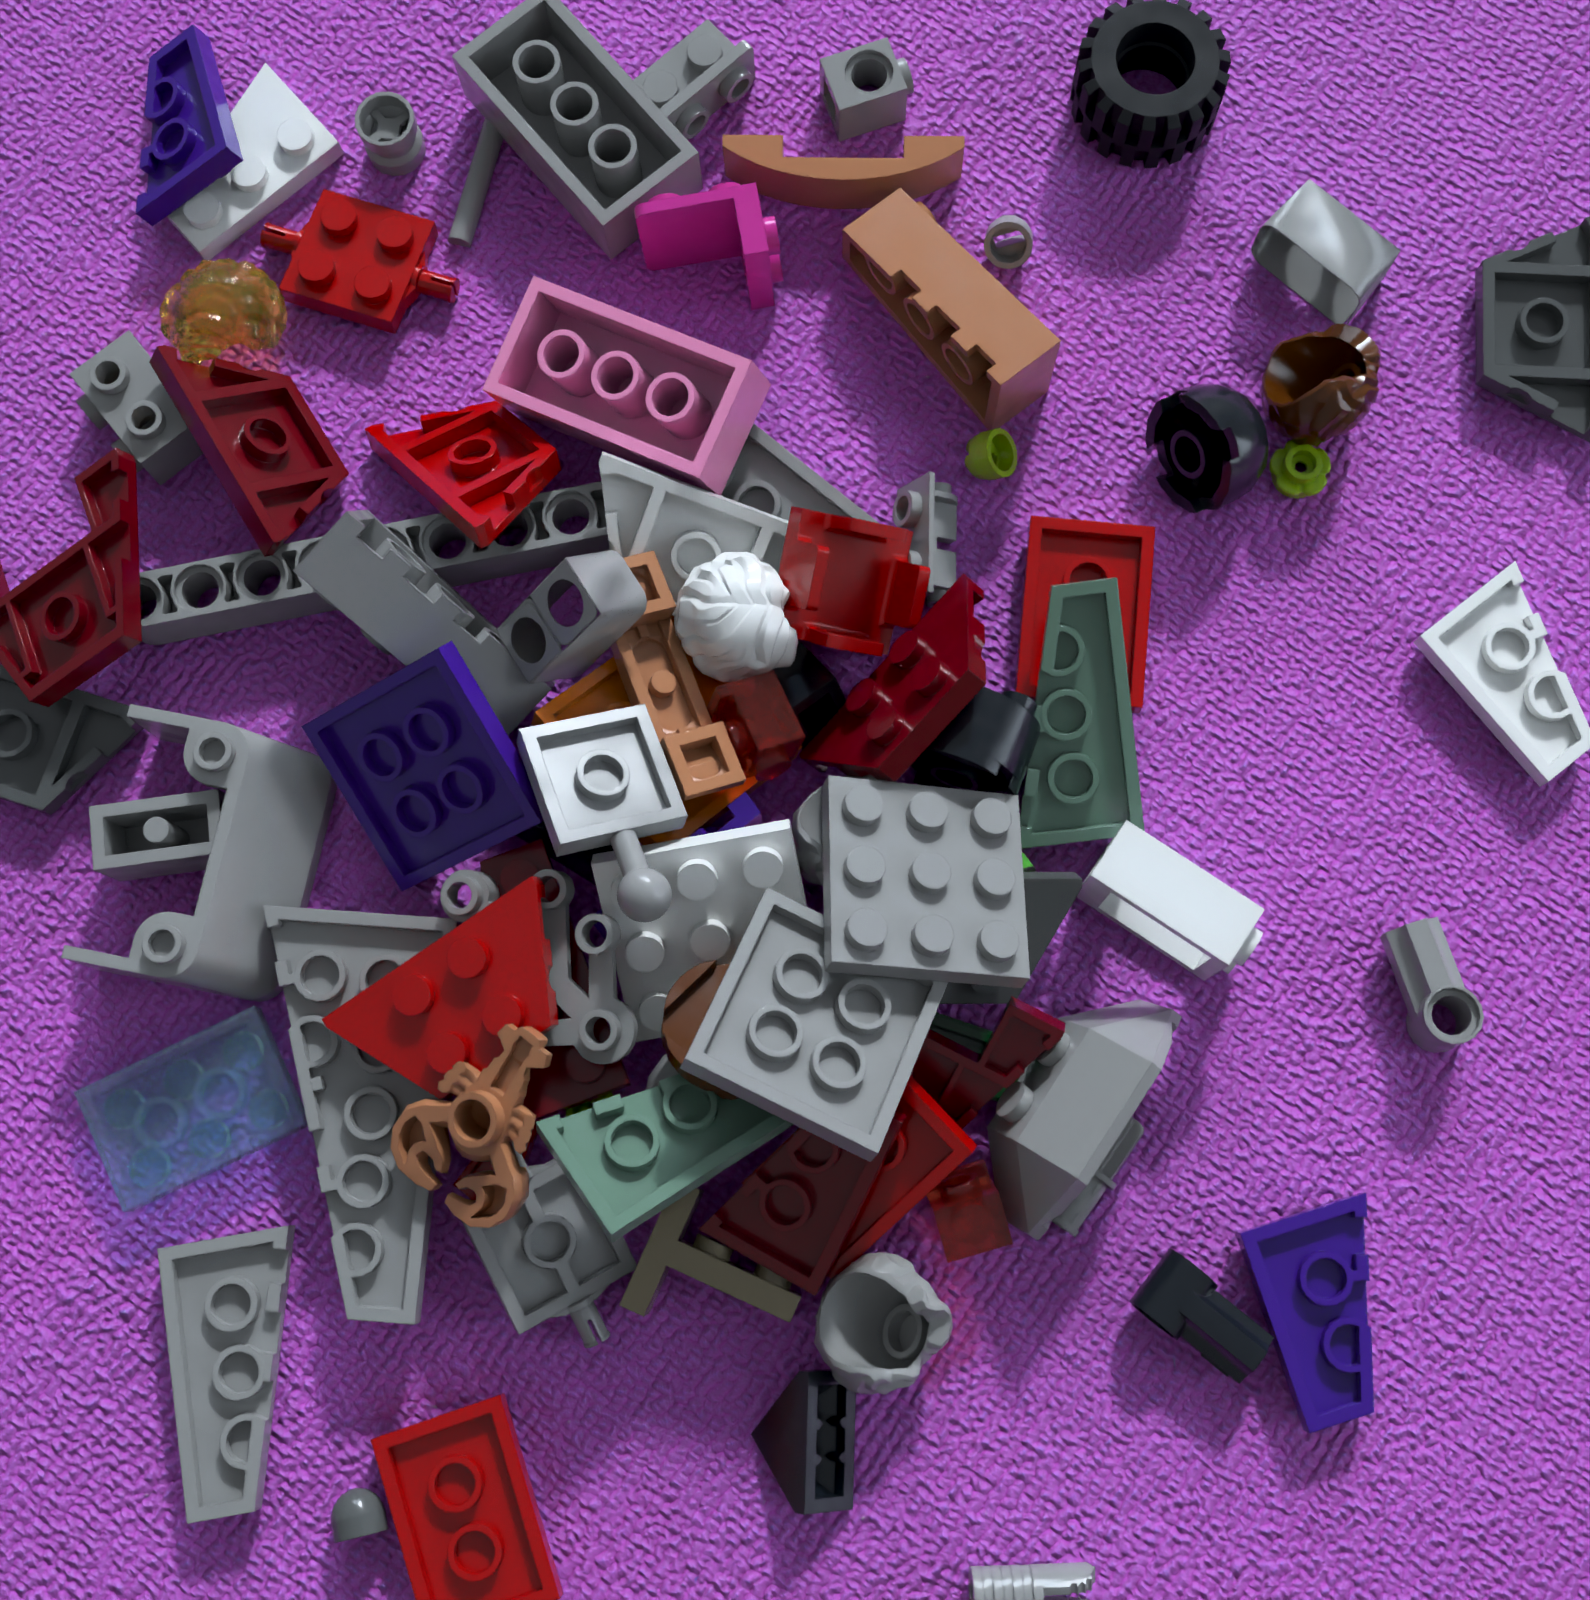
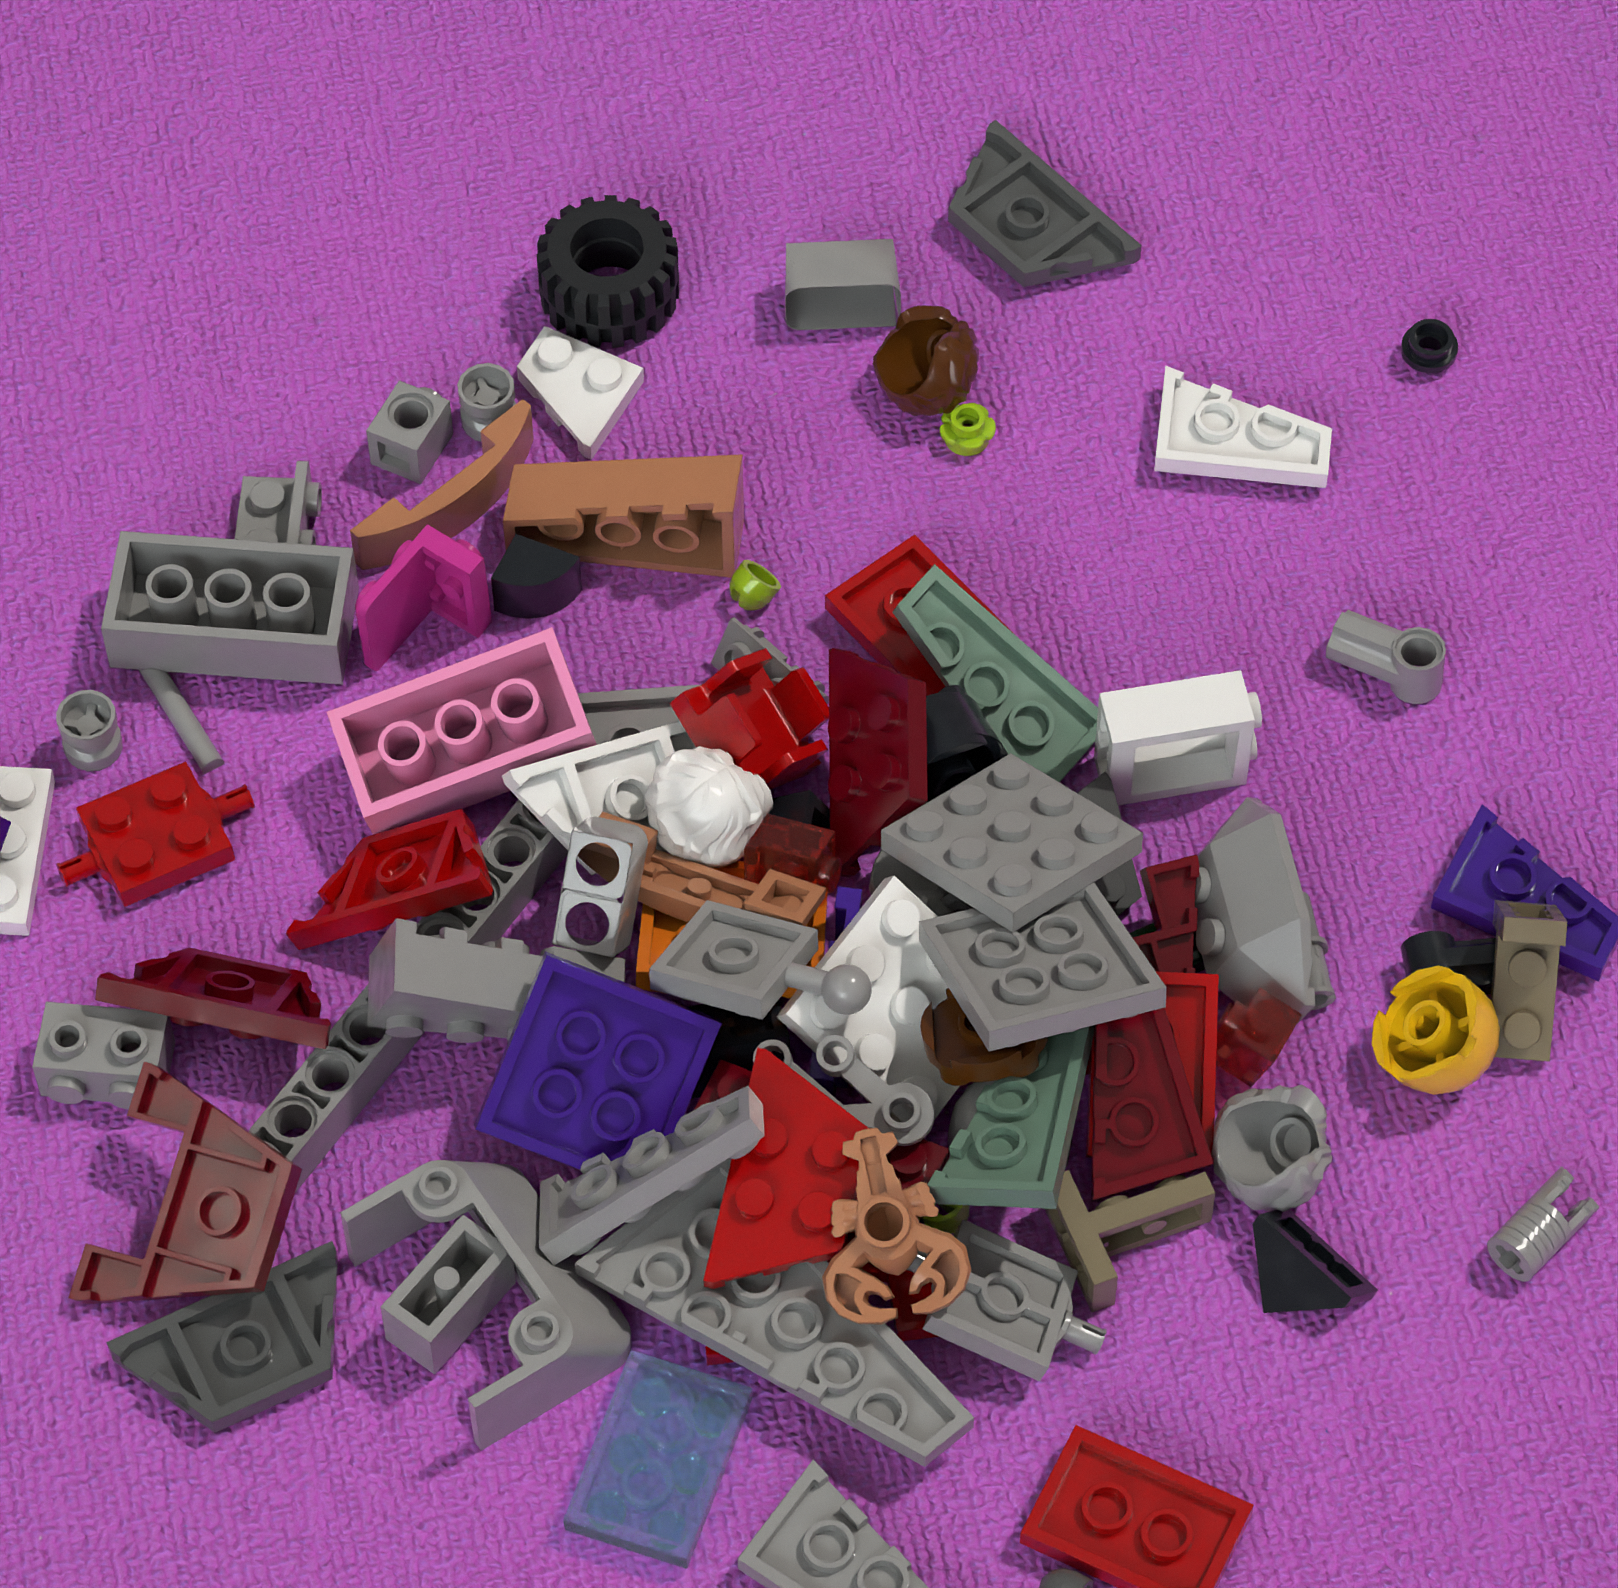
camera: 50 degrees left, 20 degrees down
(222, 307) = (92, 937): clear yellow hair -> none
(363, 889) = (656, 1165): none -> light grey wing
(827, 299) = (535, 579): none -> black brick
(946, 100) = (484, 396): none -> light grey wheel
(1010, 251) = (626, 447): light grey hinge -> none
(1037, 161) = (579, 386): none -> white wing
(1107, 1361) = (1436, 1032): none -> yellow cylinder
(1208, 445) = (895, 458): black cylinder -> none
(1245, 1378) = (1526, 976): none -> dark tan bracket

